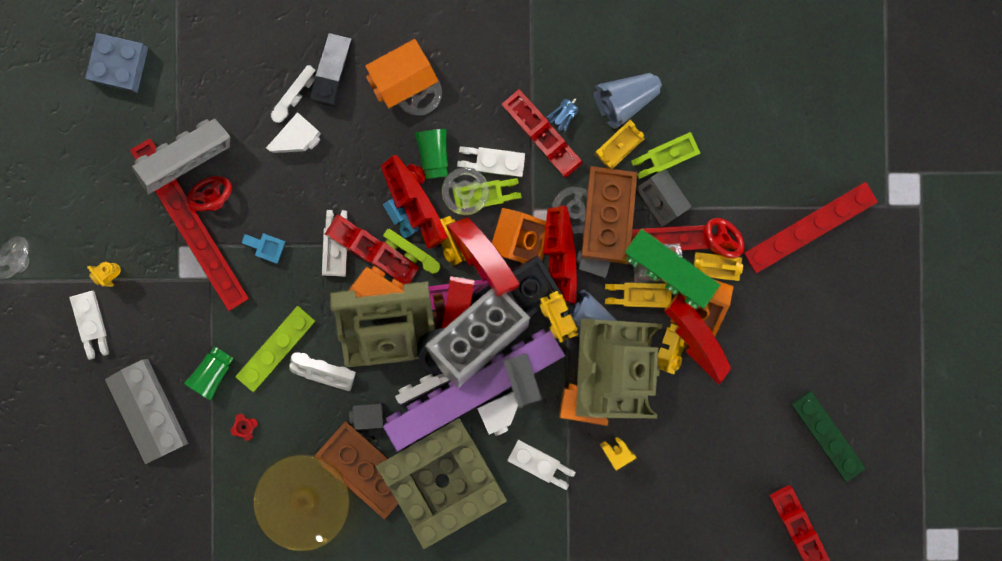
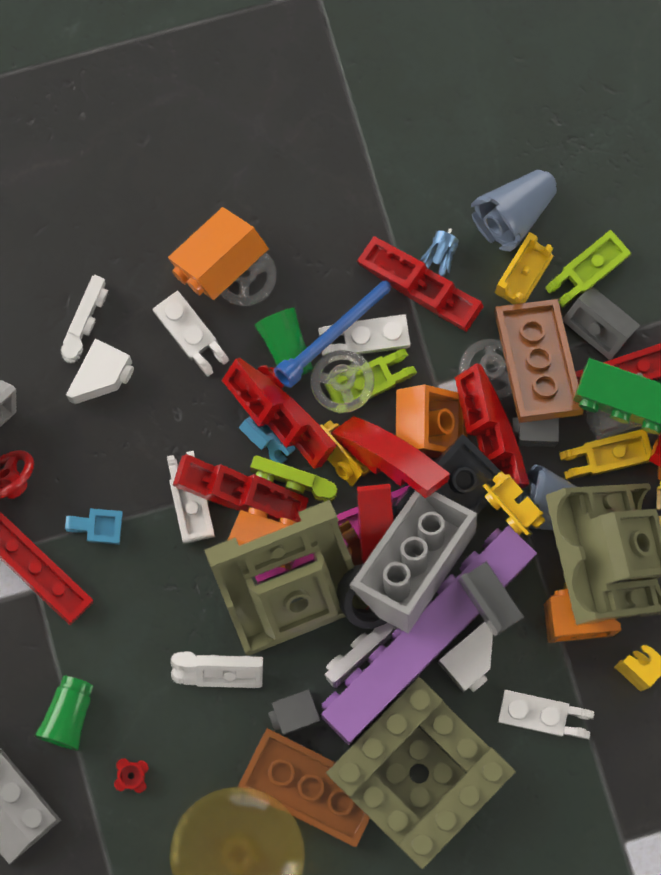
camera: 20 degrees left, 10 degrees down
(275, 348) = (146, 658): lime plate -> none
(331, 70) = (124, 278): slope -> none
(367, 122) = (189, 331): none -> white hinge
(430, 174) = (290, 370): none -> blue piece

